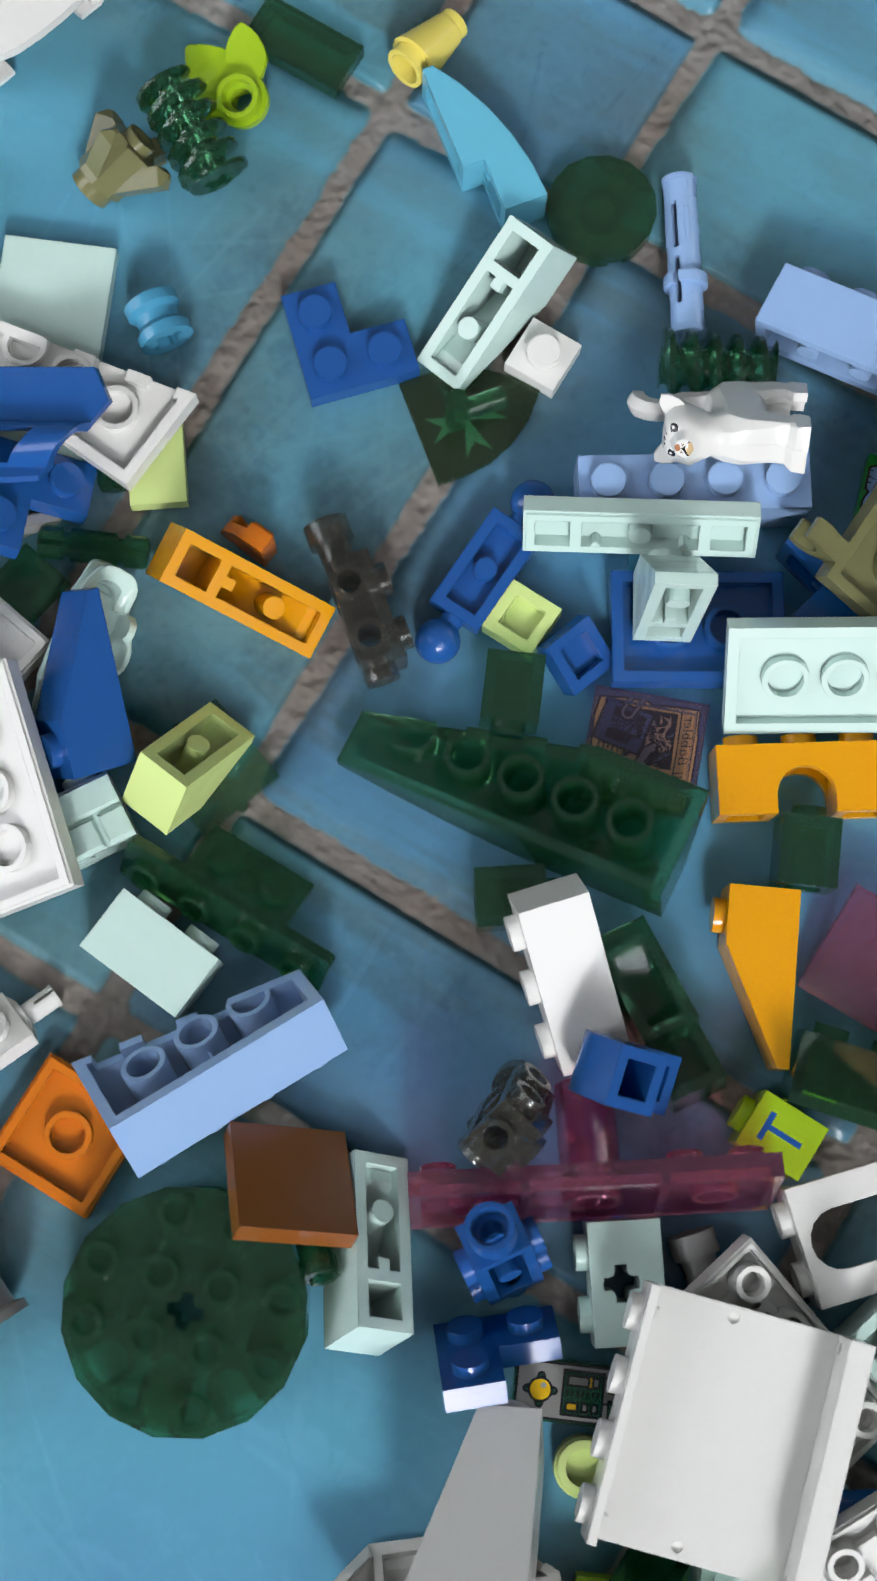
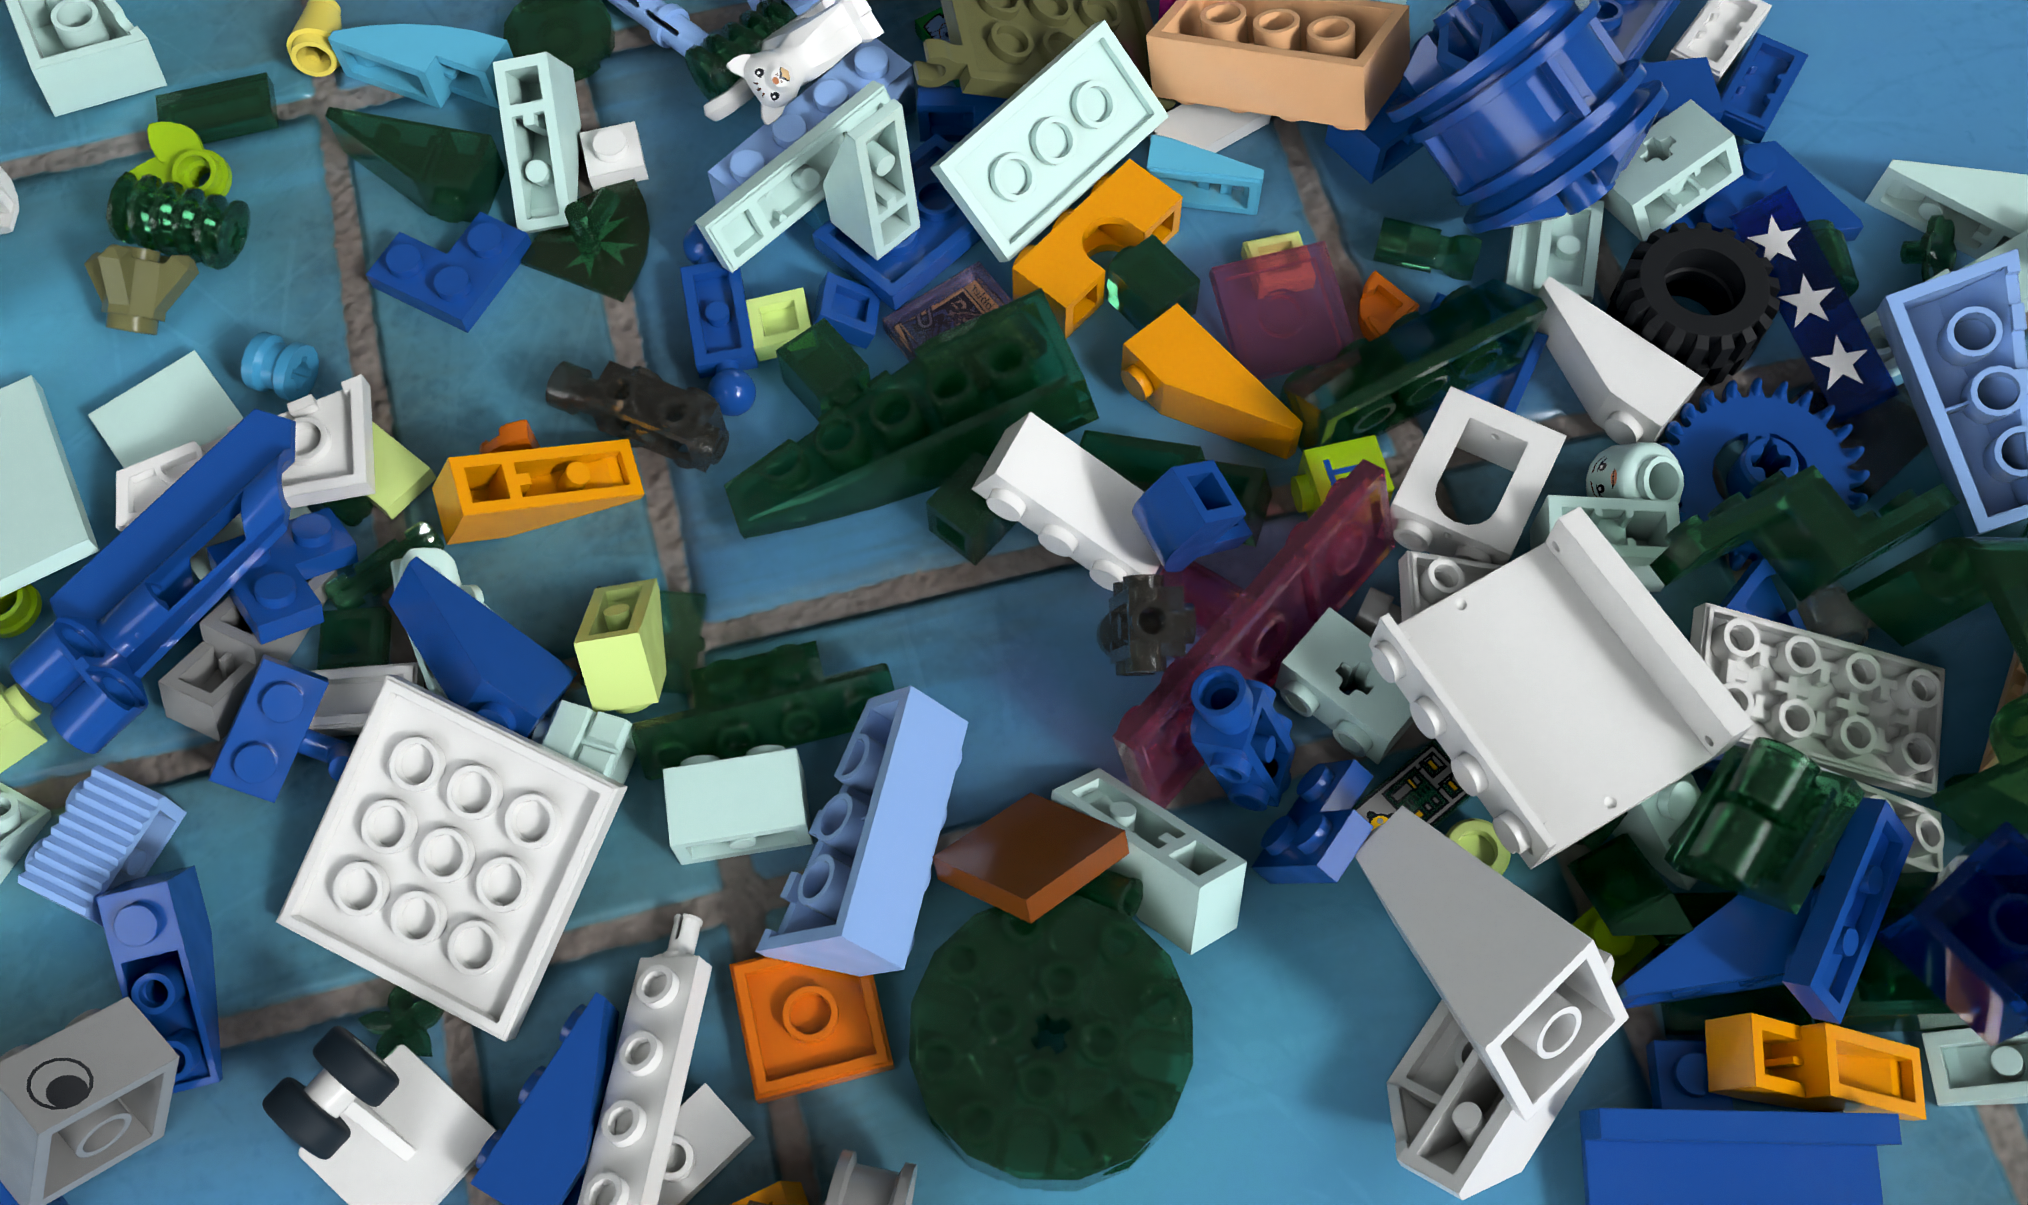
camera: 40 degrees left, 15 degrees down
(407, 255) = (433, 166): none -> clear green slope

